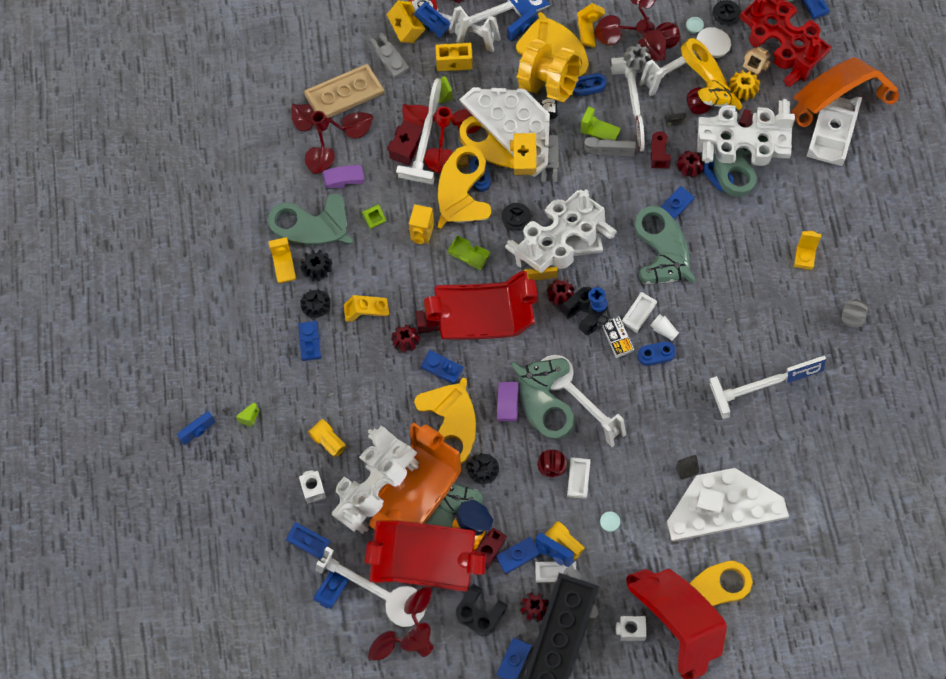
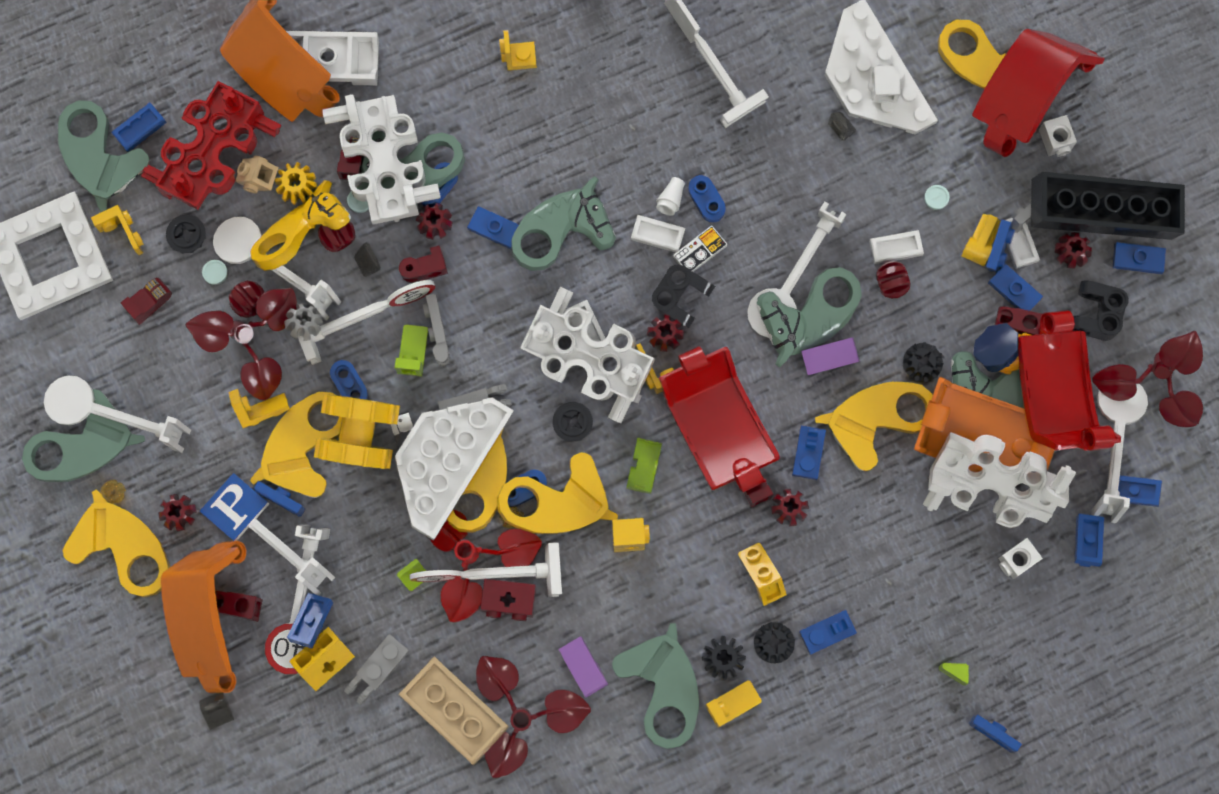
camera: 110 degrees left, 10 degrees up
(324, 435) = (948, 568): yellow piece -> none
(373, 216) = (625, 609): lime slope -> none
(454, 57) = (360, 573): yellow brick -> none
(523, 164) = (505, 417): yellow brick -> none
(597, 298) = (681, 279): blue bush -> none

